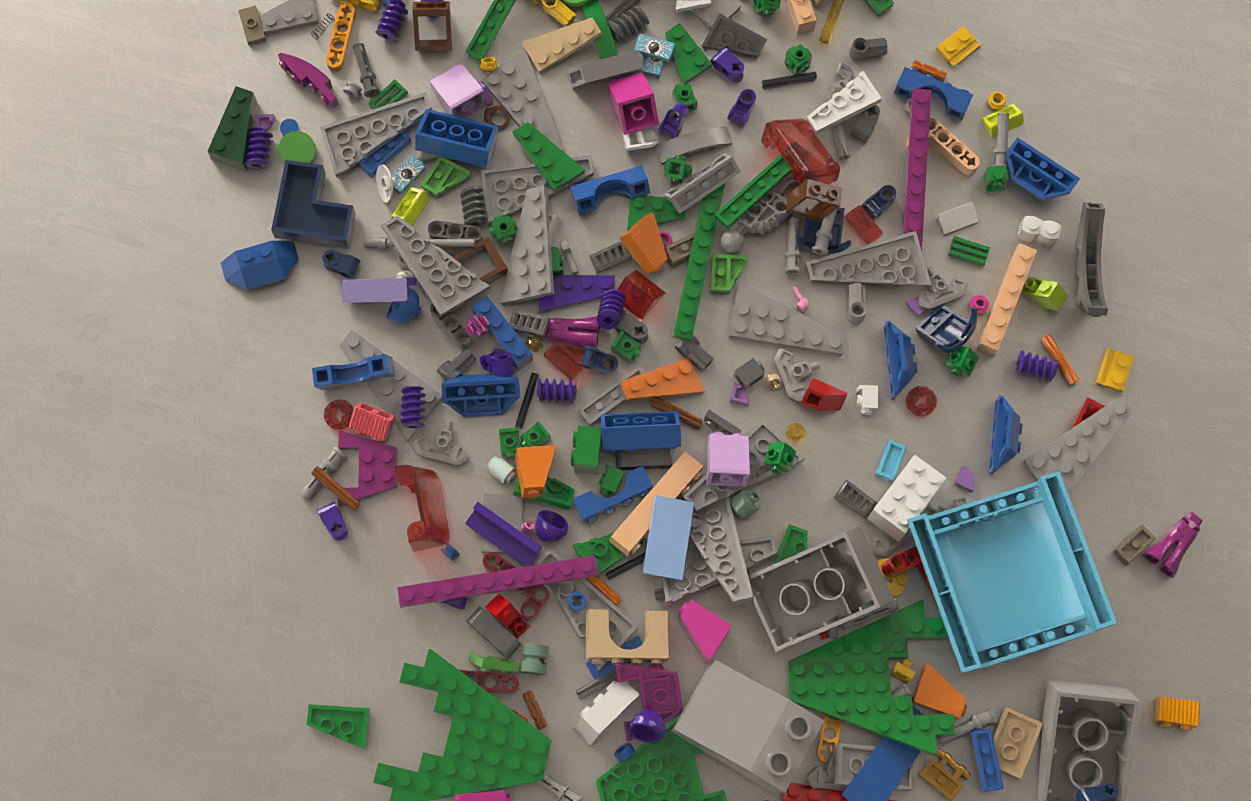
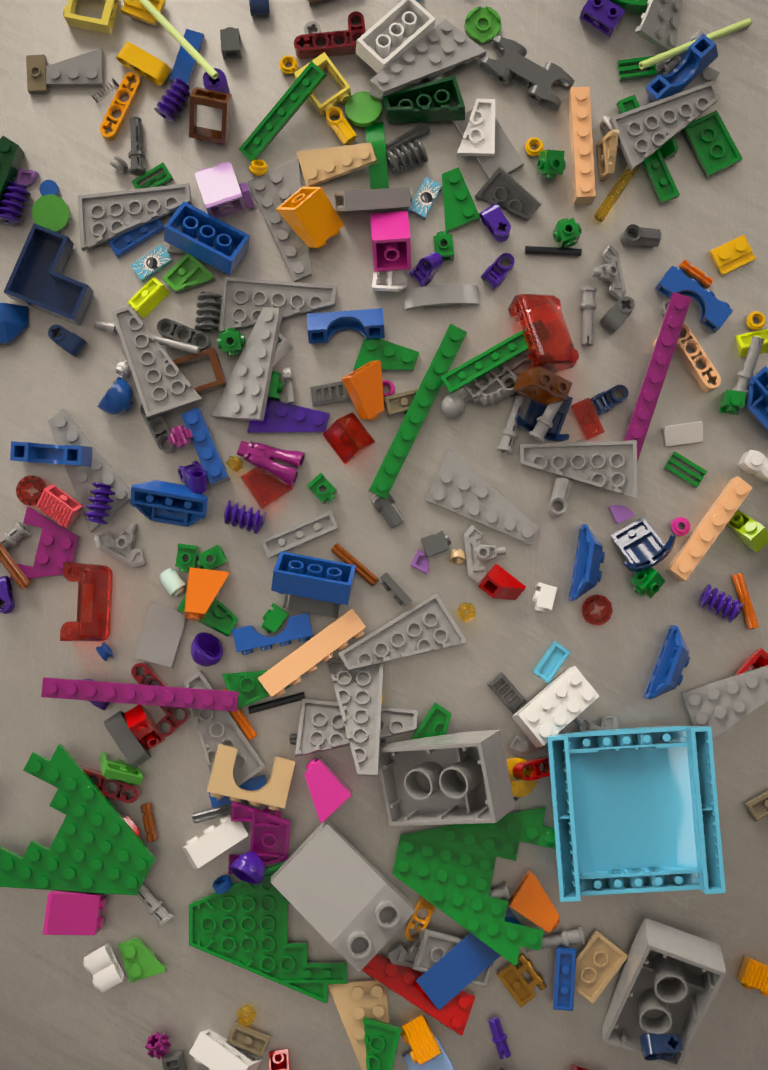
camera: 20 degrees right, 10 degrees up
(307, 74) = (78, 140): magenta slope -> none
(376, 290) = (92, 376): panel -> none
(385, 183) = (128, 268): white dish -> none
(457, 365) = (152, 470): dark grey piece -> none
(488, 120) = (244, 225): reddish brown piece -> none
(503, 535) = (158, 648): dark purple panel -> none
(518, 320) = (227, 437): dark grey slope -> none
(526, 401) = (214, 518): black bar -> none
(528, 529) = (186, 650): bright pink hand -> none
(534, 659) = (158, 776): sand green wheel -> none
(549, 159) = (294, 282): green wing -> none
(551, 96) = (311, 216): none -> light orange slope
(571, 601) = (206, 728): blue bush -> none
(586, 455) = (257, 584): green brick -> none
(595, 359) = (288, 495): dark blue piece -> none
(610, 309) = (315, 448): dark purple piece -> none
(630, 326) = (330, 468): dark grey piece -> none
(654, 47) = (426, 187): tile -> none
(663, 382) = (350, 533): orange wing -> none
(668, 538) = (312, 692): light blue tile -> none
(672, 168) = (418, 319): green brick -> none
(702, 182) = (438, 340): light grey fence -> none
(725, 271) = (439, 435): bright green wing -> none
(727, 459) = (390, 627): lavender slope -> none
(745, 503) = (398, 673): sand green head -> none
(779, 457) = (441, 638): green brick -> none
(802, 305) = (505, 486): bright pink hand -> none
(850, 101) = (611, 288): white wing -> none
(903, 671) = (507, 871): yellow tile -> none
(941, 291) = (646, 504): light grey piece -> none
(966, 479) = (619, 698): medium lavender tile -> none

